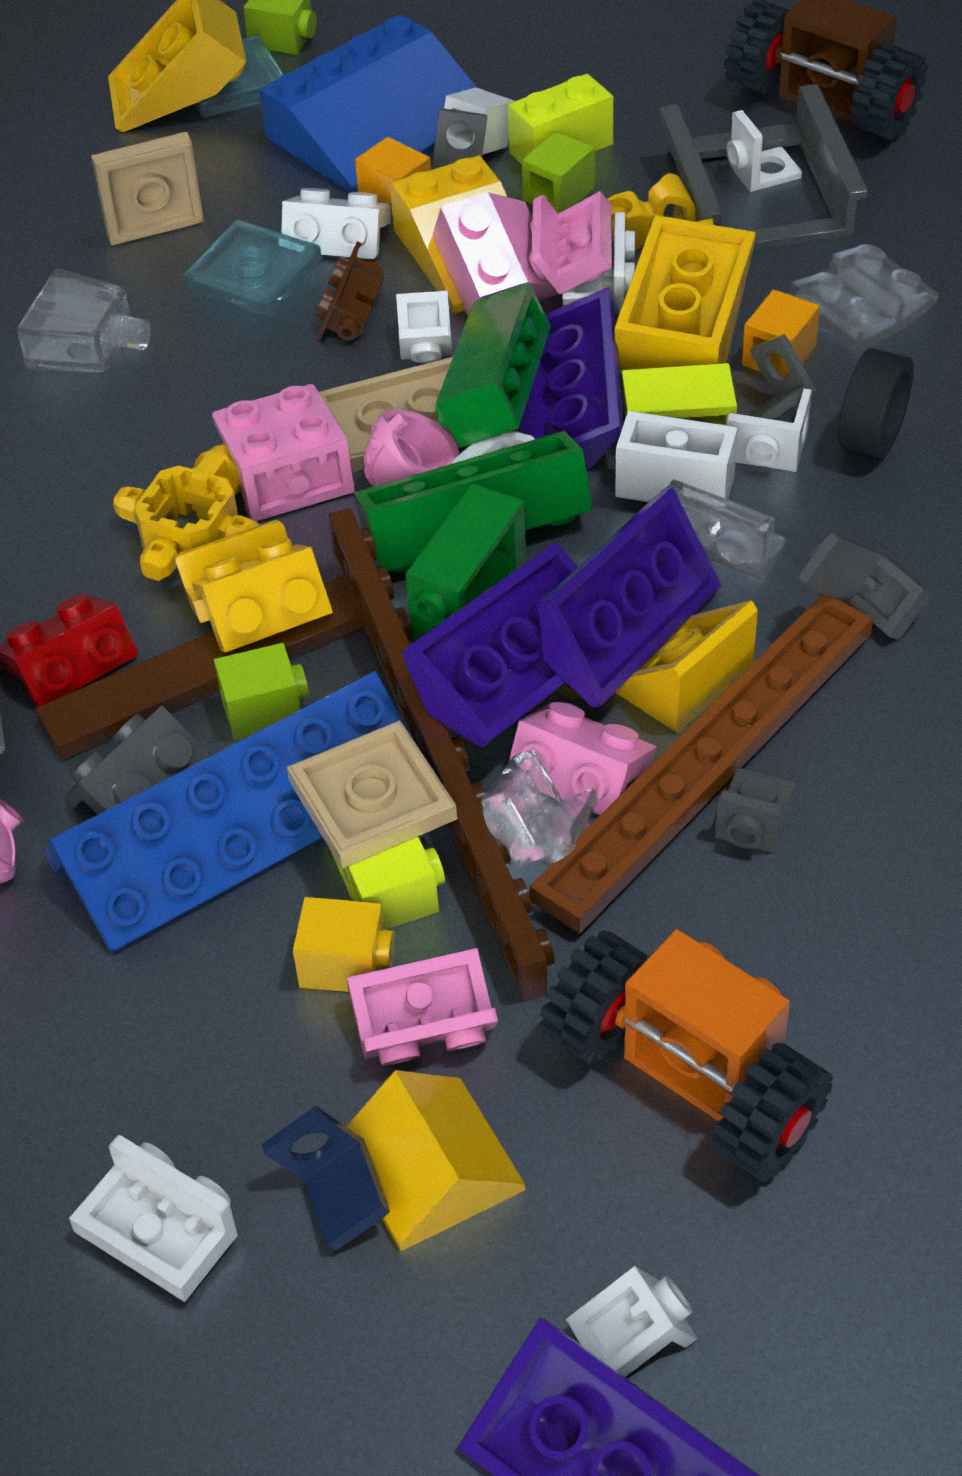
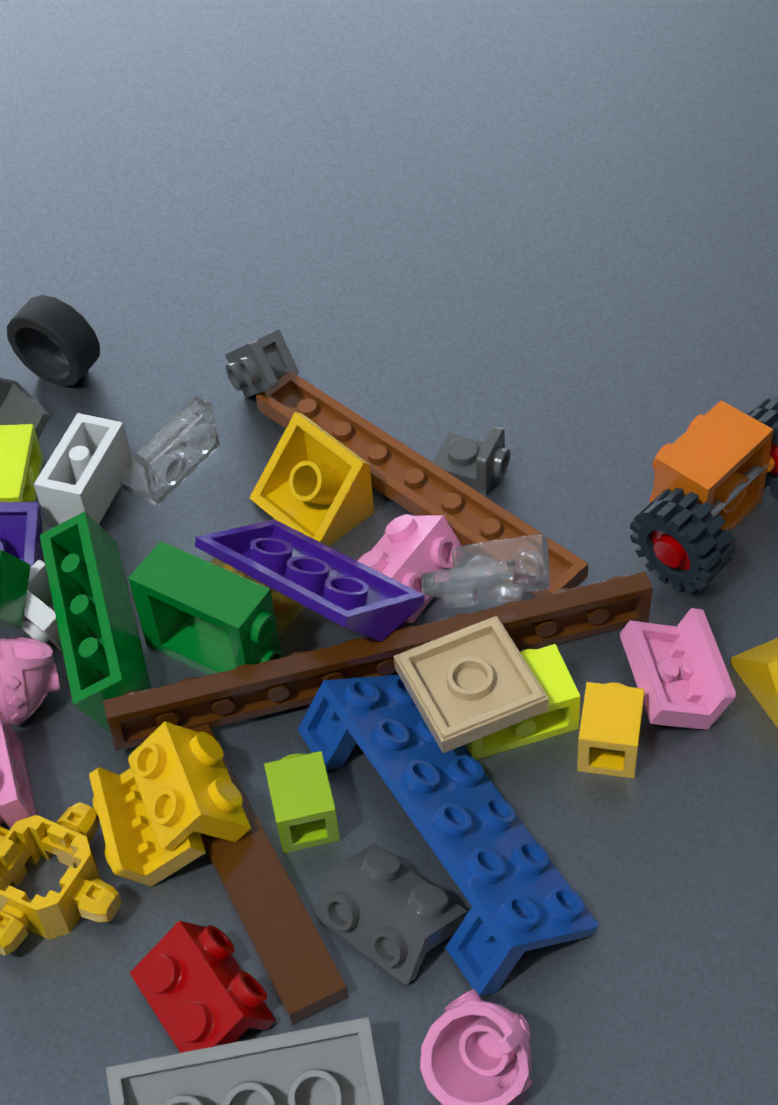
camera: 85 degrees left, 0 degrees up
(626, 600) = (258, 507): dark purple slope -> none
(771, 441) = (60, 415): white bracket -> none

